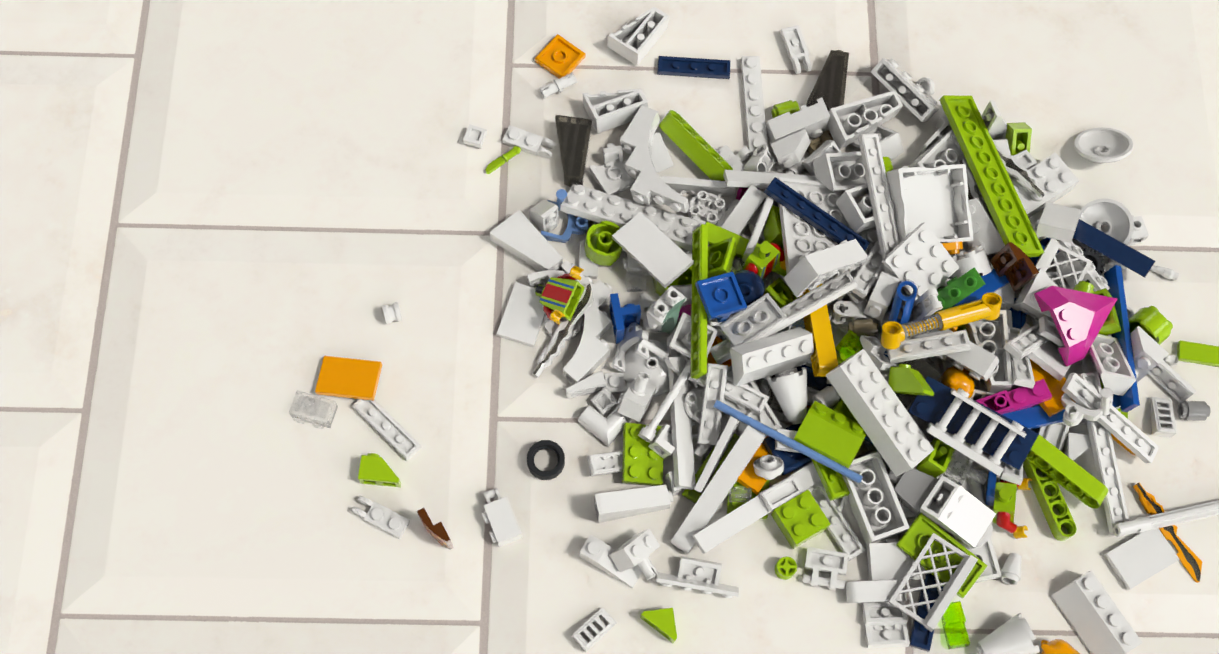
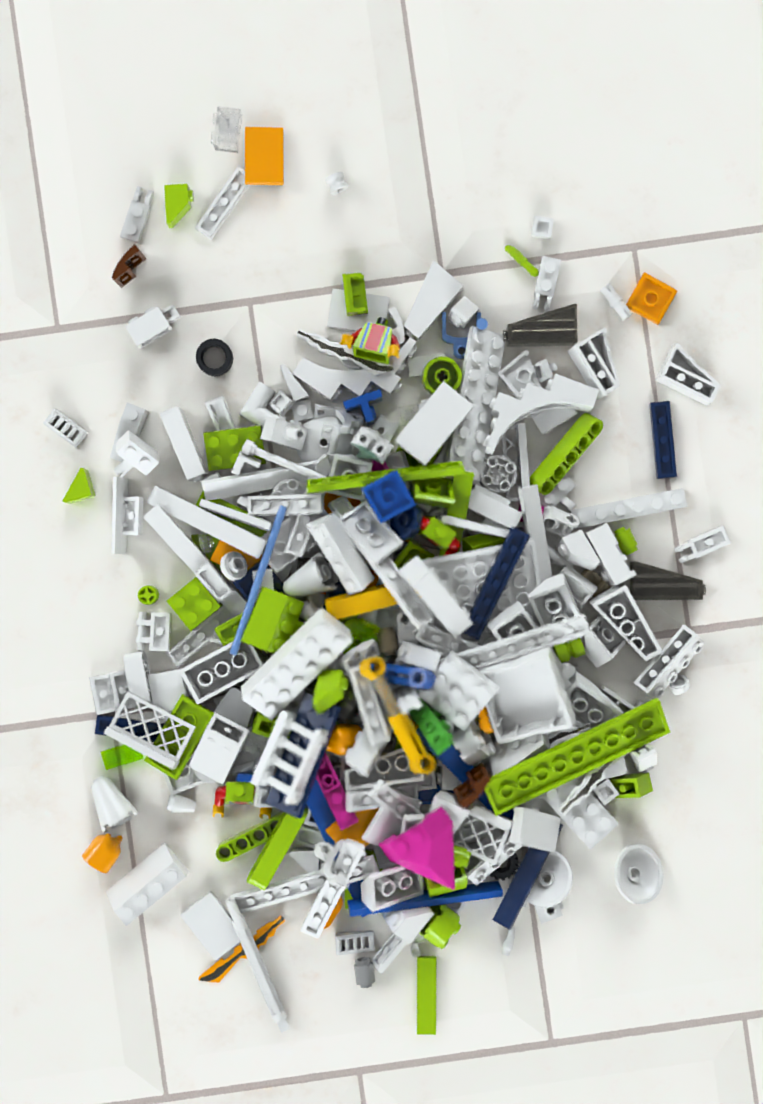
camera: 85 degrees right, 20 degrees up
(507, 312) = (355, 294): none -> lime hinge

